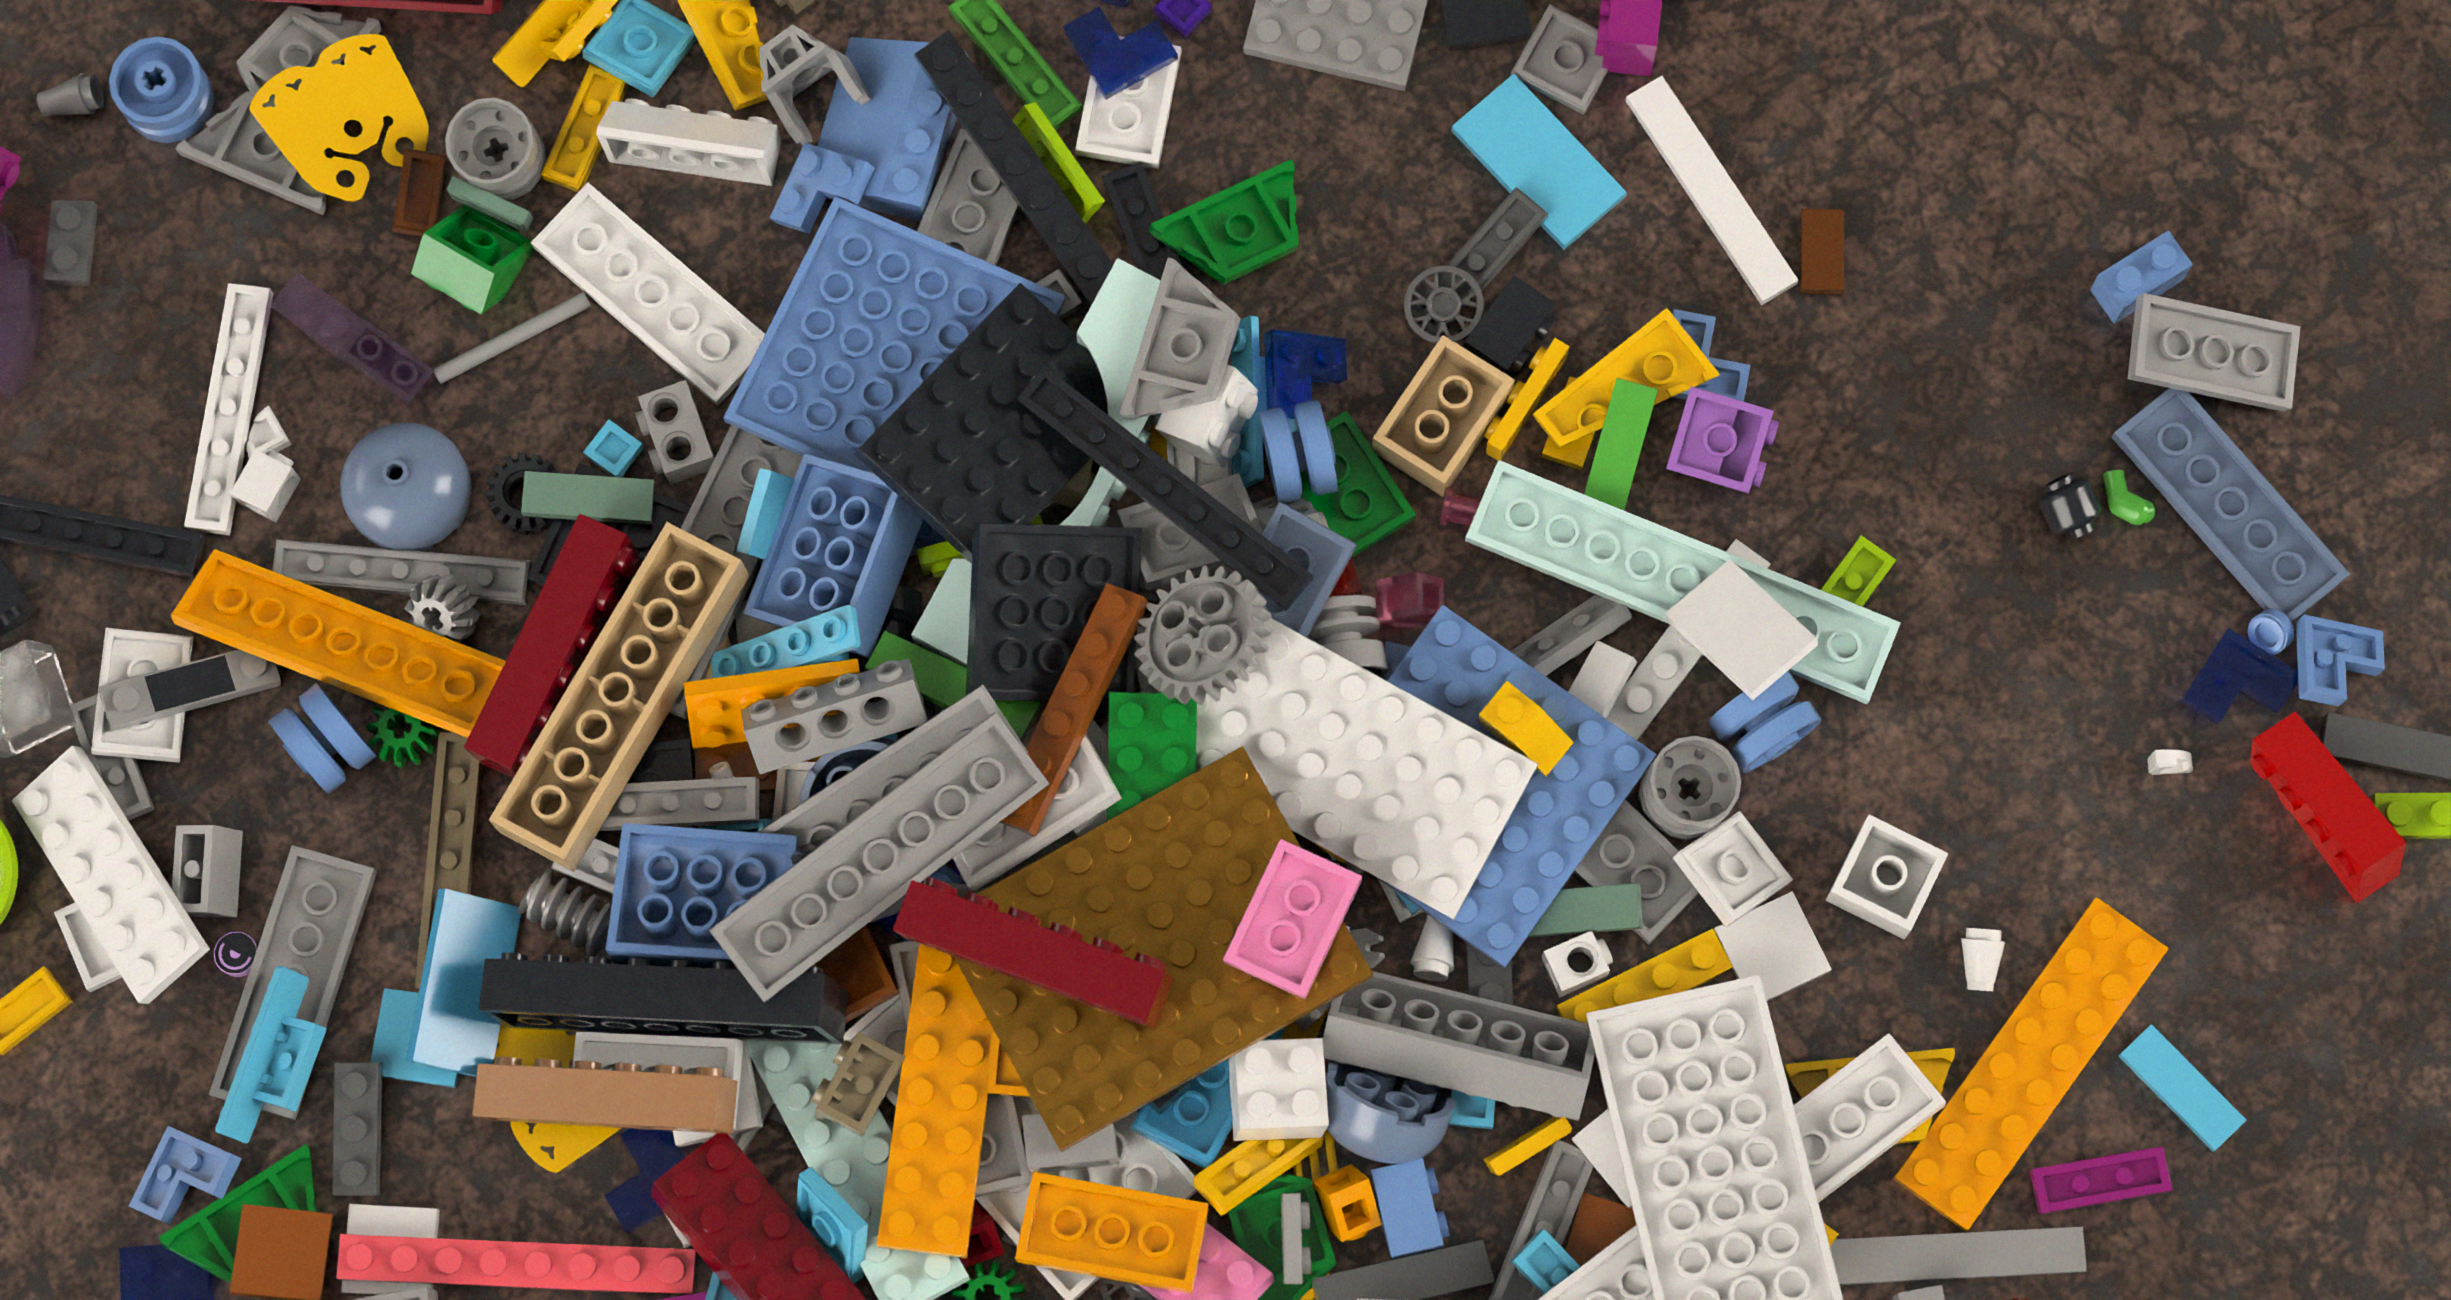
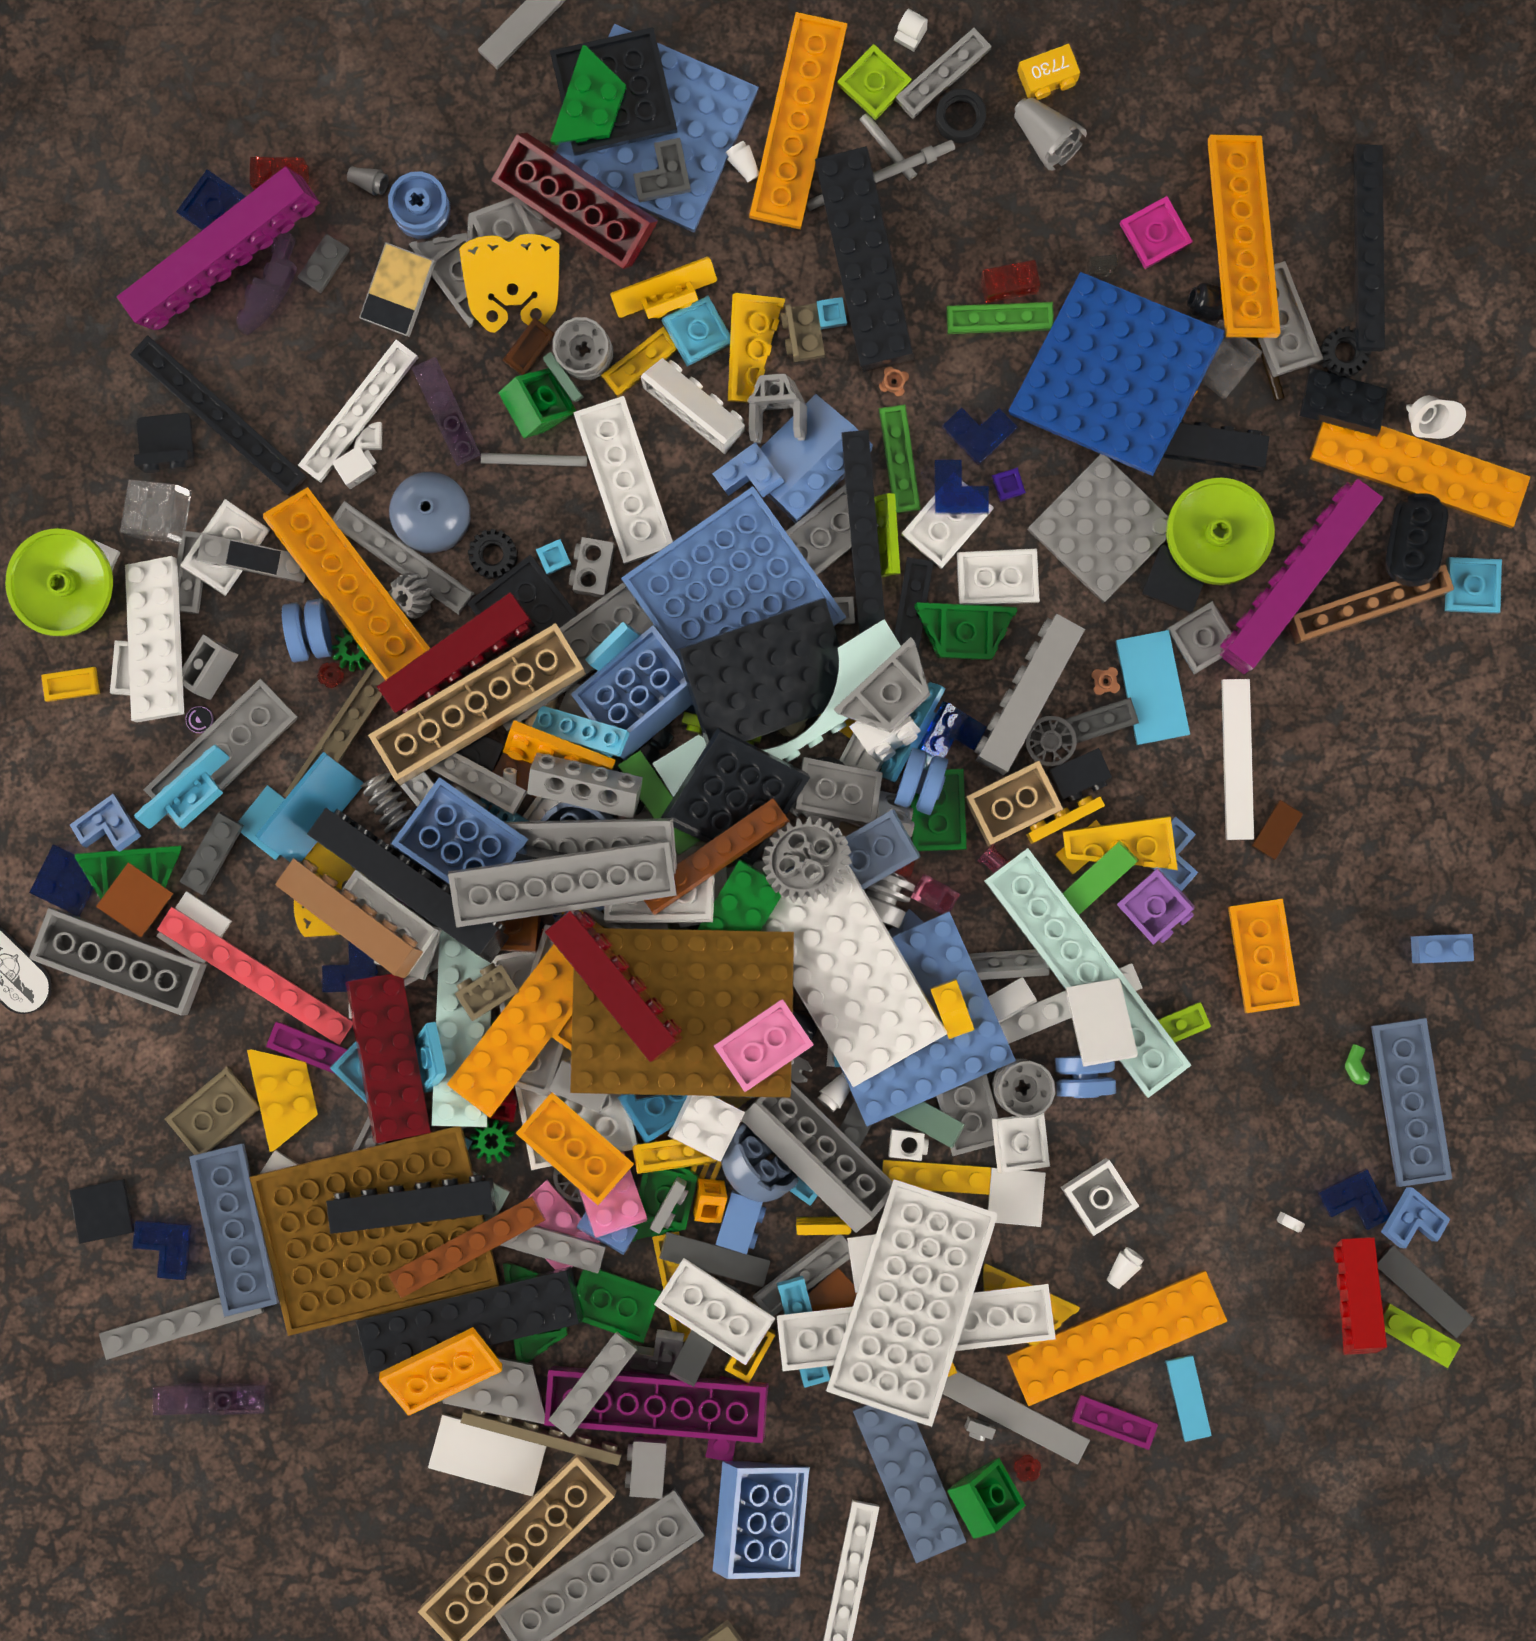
camera: 25 degrees right, 10 degrees up
(193, 217) = (397, 289): none -> tile
(383, 776) = (325, 669): none -> clear red plate
(593, 496) = (523, 578): sand green tile -> none
(1165, 488) = (834, 765): black plate -> none
(1241, 135) = (998, 577): none -> white tile
(1377, 262) = (1031, 692): none -> light grey brick
(1470, 199) = (1112, 685): none -> nougat plate
(1908, 426) = (1263, 956): none -> light orange plate
(2069, 505) = (1324, 1052): black head -> none
(2213, 352) = (1455, 1015): light grey plate -> none
(2271, 631) = (1389, 1184): medium blue tile -> none

